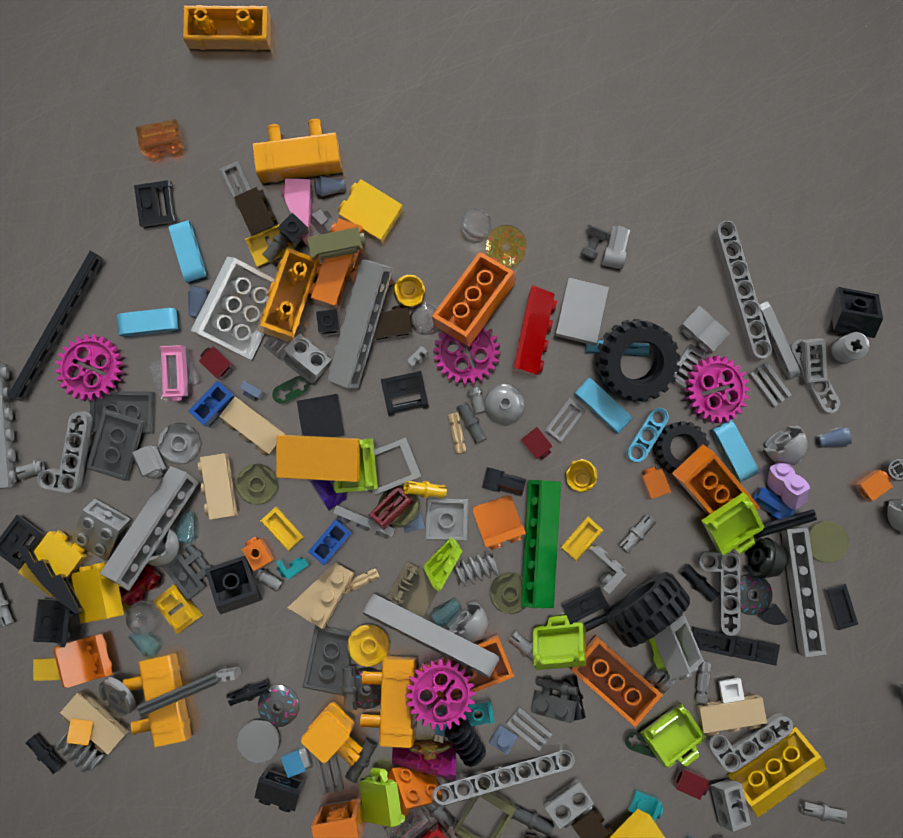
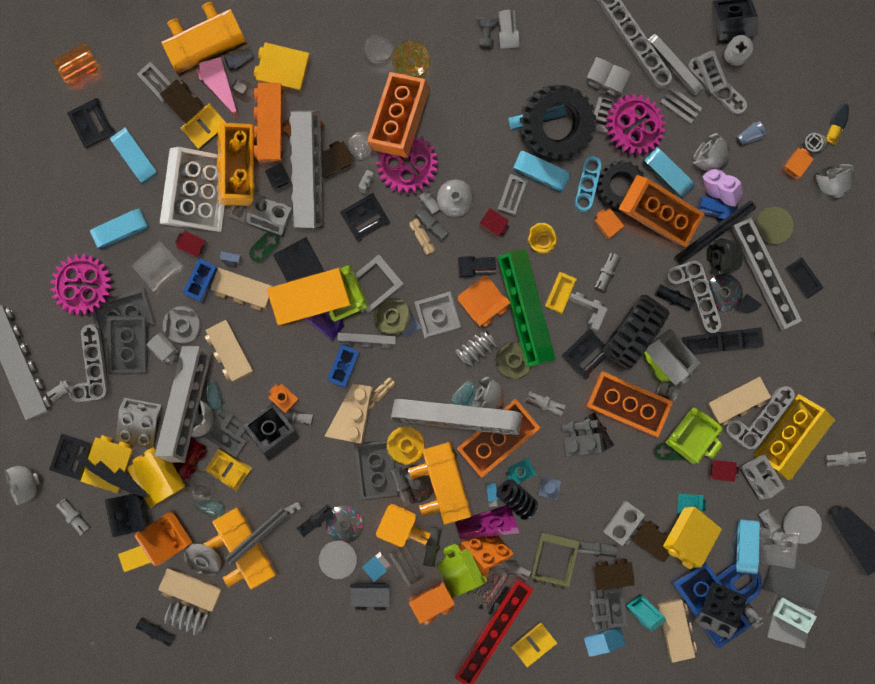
camera: 20 degrees left, 0 degrees up
(55, 326) = (39, 257): black tile -> none
(79, 731) = (181, 598): light orange slope -> none
(174, 372) = (158, 263): bright pink window -> none
(196, 300) = (155, 195): sand blue cone -> none
(257, 484) = (262, 338): olive tile -> none
(275, 247) = (212, 120): dark grey pin -> none
(282, 529) = (297, 370): yellow tile -> none
(293, 229) = (221, 105): black brick -> none
(296, 567) = (320, 399): teal bracket -> none
(336, 244) = (264, 105): olive window -> none
(405, 501) = (388, 321): dark red tile -> none
(409, 290) = (339, 126): yellow hair -> none
(413, 590) = (430, 383): dark tan hinge -> none
(425, 489) = (410, 294): yellow pin -> none
(429, 748) = (488, 515): clear yellow dish -> none
(442, 563) = (446, 352): lime wing -> none
(454, 707) = (466, 454): dark pink gear -> none
(512, 774) = (552, 524): light grey beam -> none
(533, 332) = (460, 127): red slope -> none
(543, 740) = (584, 477): light grey tile -> none
(559, 645) = (570, 389): lime piece -> none
(582, 311) = (496, 95): light grey tile -> none
(703, 682) = (706, 382): light grey axle -> none
(731, 690) = (731, 380): white tile -> none
(734, 525) = (686, 236): lime piece -> none

